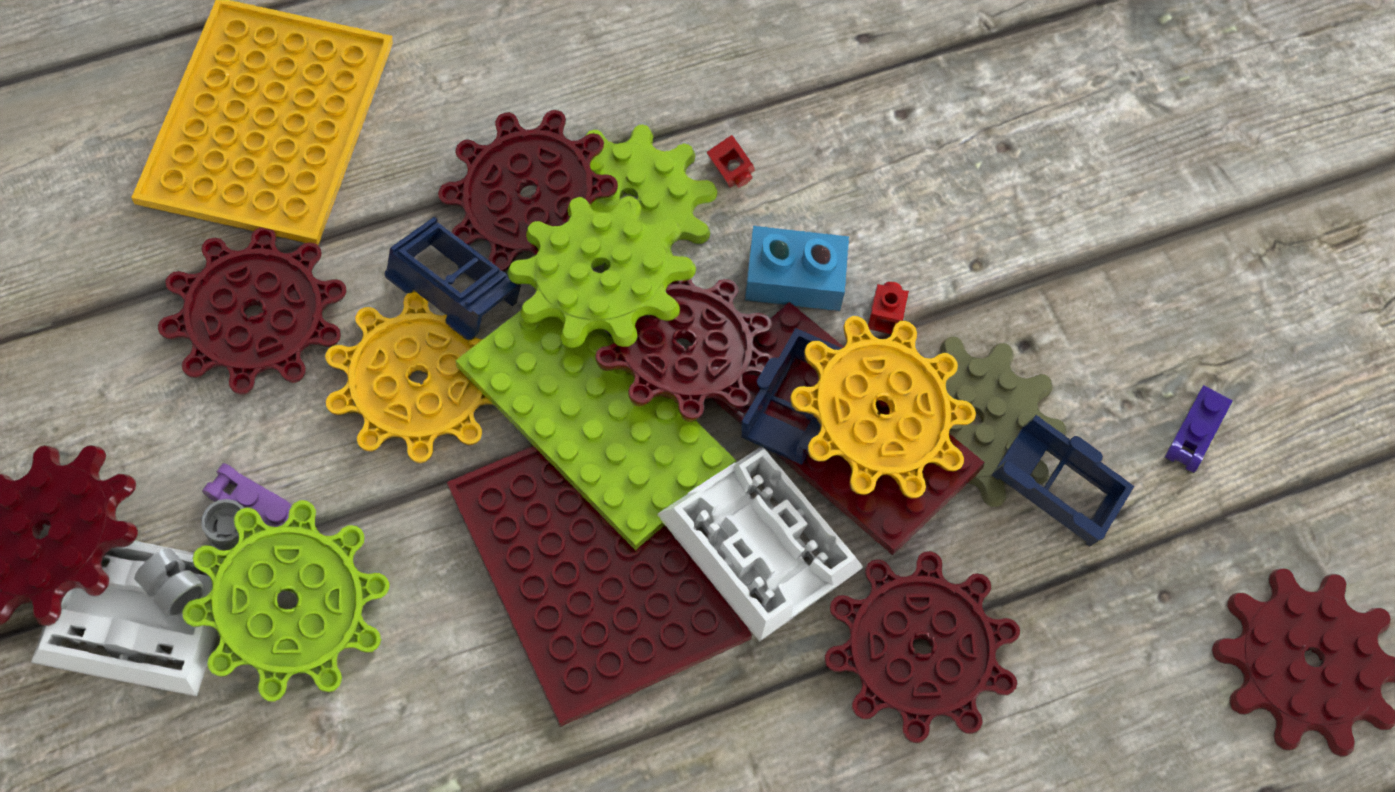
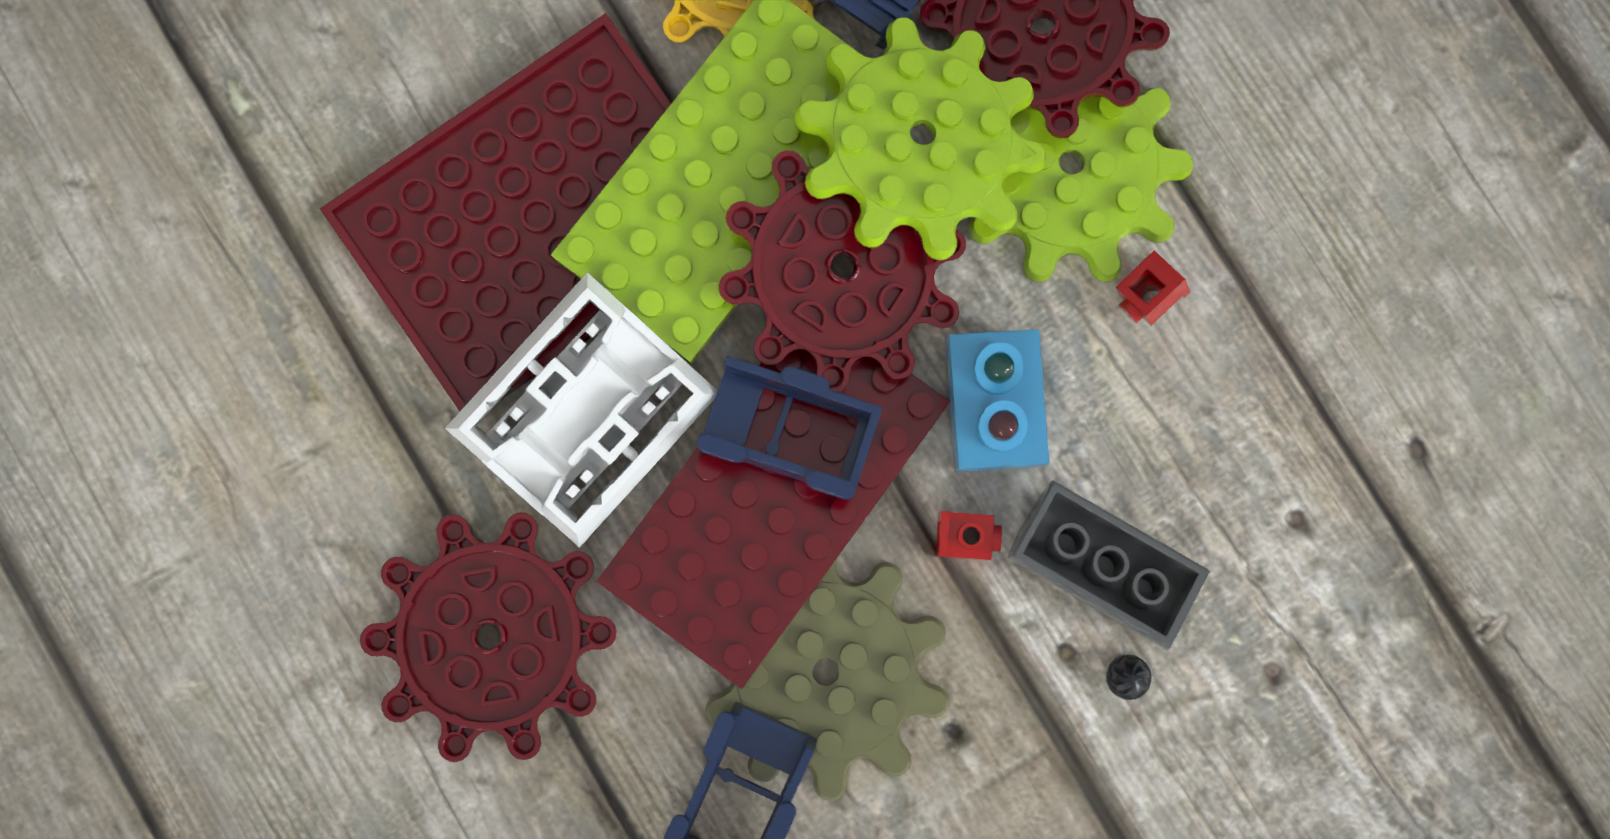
camera: 90 degrees right, 20 degrees up
(911, 387) = (765, 588): yellow plate -> none
(919, 222) = (1108, 564): none -> dark grey brick
(998, 228) = (1128, 677): none -> black plate

